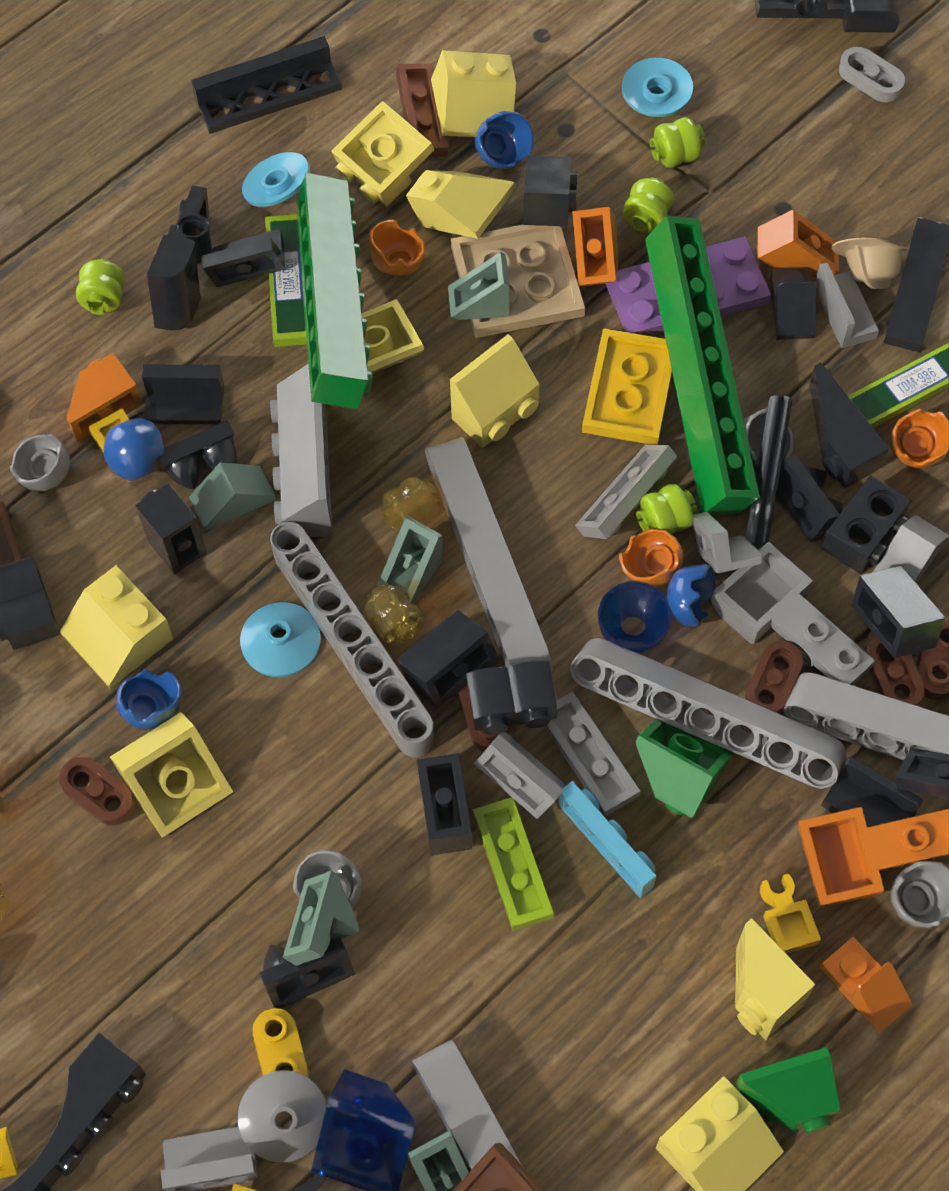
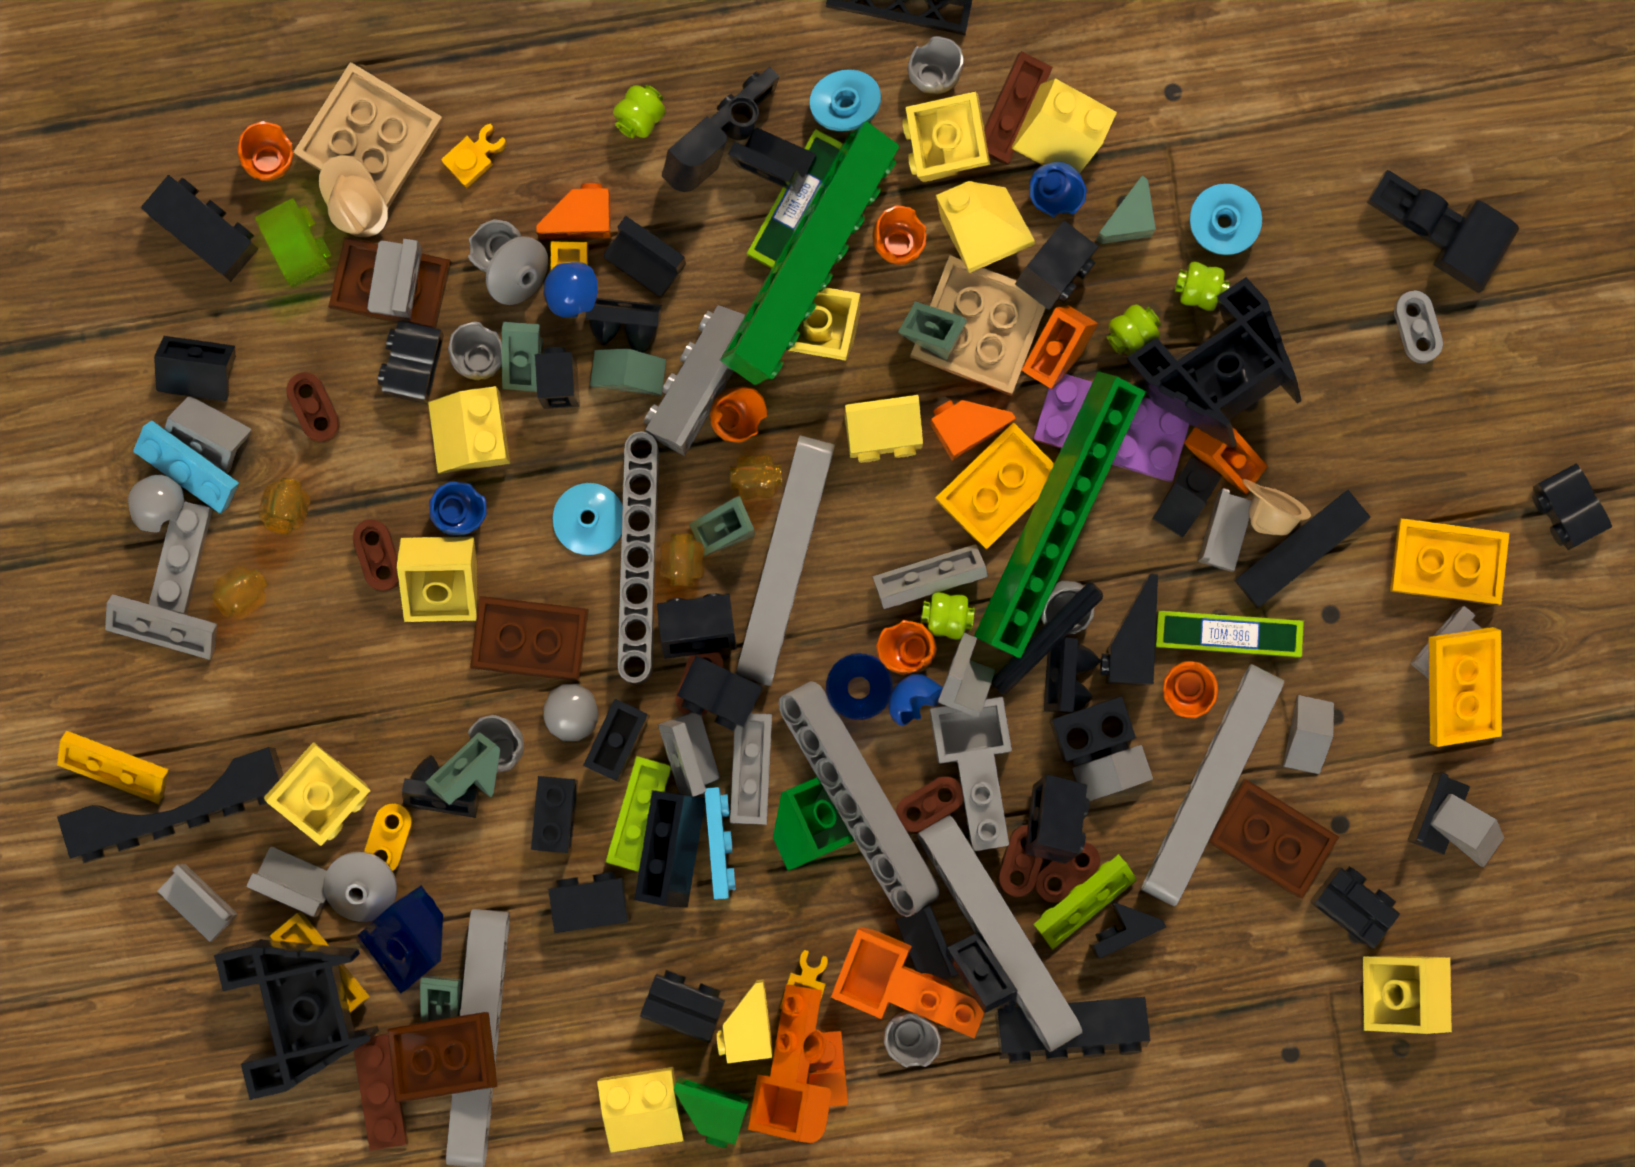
camera: 30 degrees right, 20 degrees up
(72, 466) = (516, 270): none -> light grey dish
(77, 557) = (475, 351): none -> light grey hair
(123, 533) = (519, 348): none -> sand green slope
(180, 1046) = (318, 794): none -> light yellow plate
(295, 776) = (529, 638): none -> reddish brown tile
(334, 113) = (936, 65): none -> light grey hair
(356, 462) = (737, 413): none -> orange hair
(381, 815) = (570, 712): none -> light grey hair
(432, 914) = (554, 814): none -> black brick
(524, 977) = (588, 904): none -> black brick
(566, 354) = (967, 425): none -> orange slope
(566, 870) = (669, 849): none -> black brick
(583, 127) = (1132, 218): none -> sand green slope
(687, 1014) = (683, 1006): none -> black brick
(751, 176) = (1224, 371): none -> black wedge
(857, 1025) = (785, 1101): none -> orange plate

